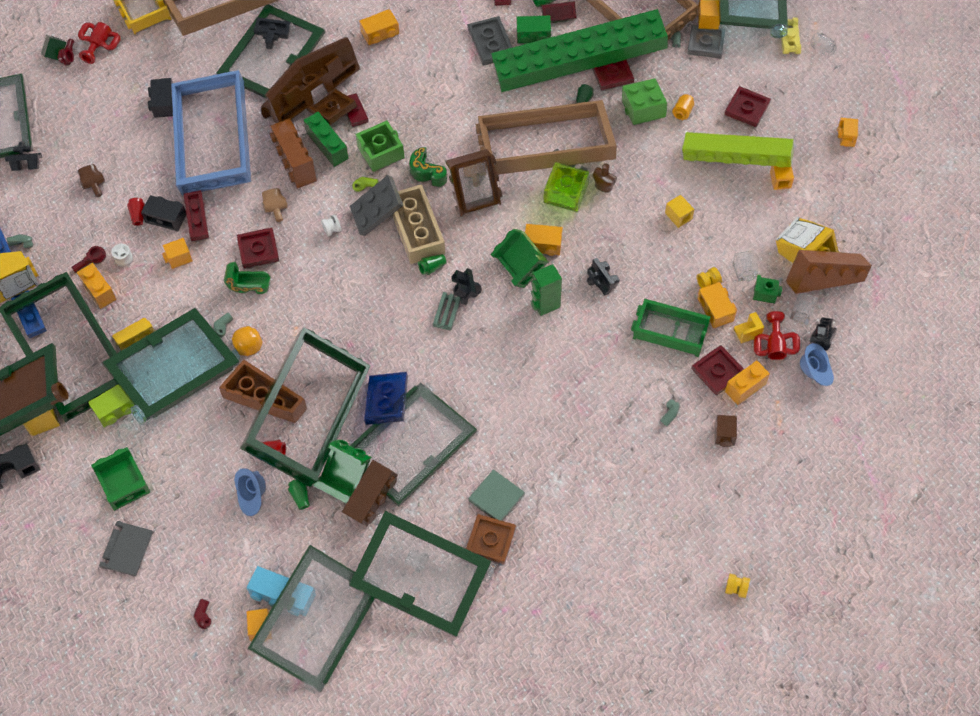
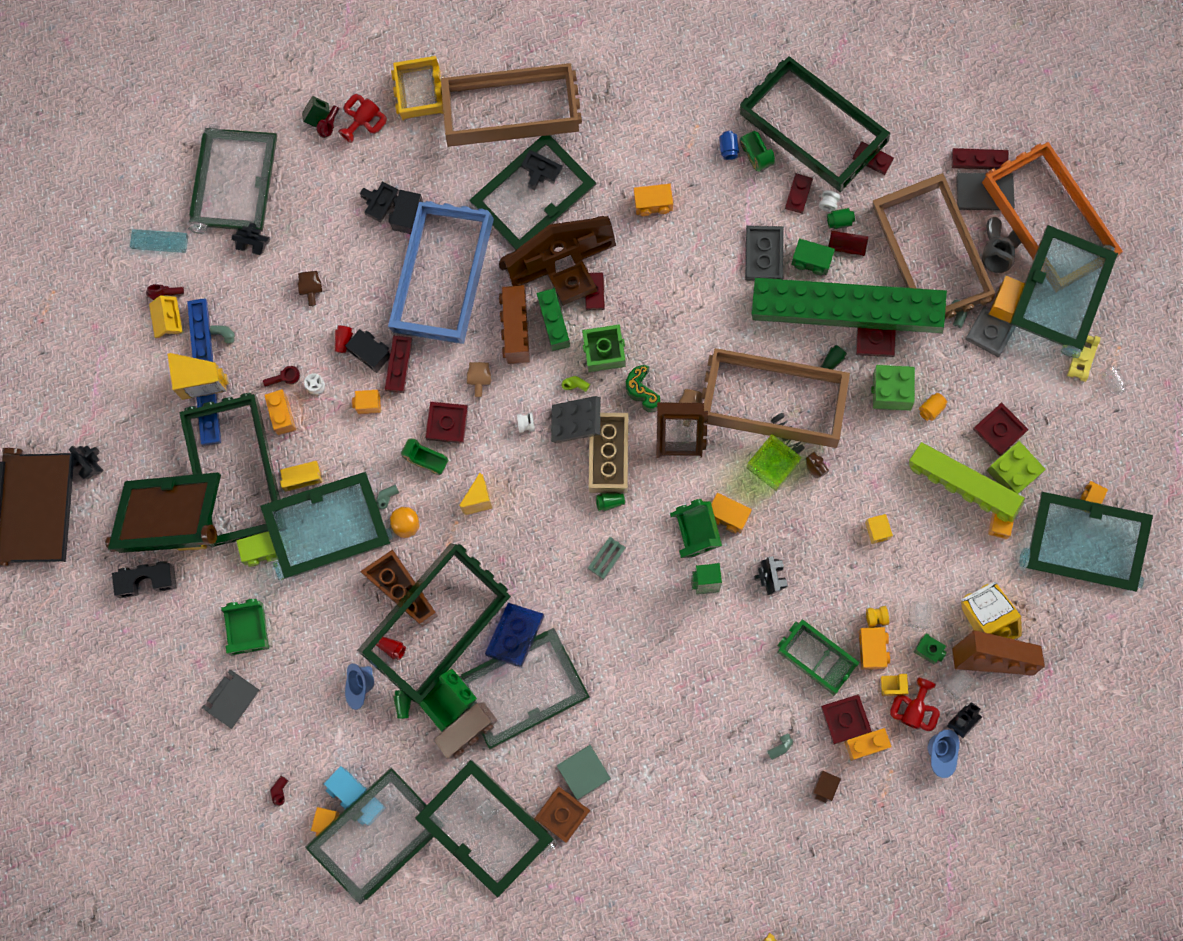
camera: 25 degrees right, 15 degrees up
(134, 97) = (379, 200): none -> black hinge
(309, 295) = (477, 497): none -> yellow slope
(465, 285) = (635, 540): black hips -> none
(776, 124) = (1016, 468): none -> lime brick
(860, 164) = (1088, 542): none -> clear light blue door

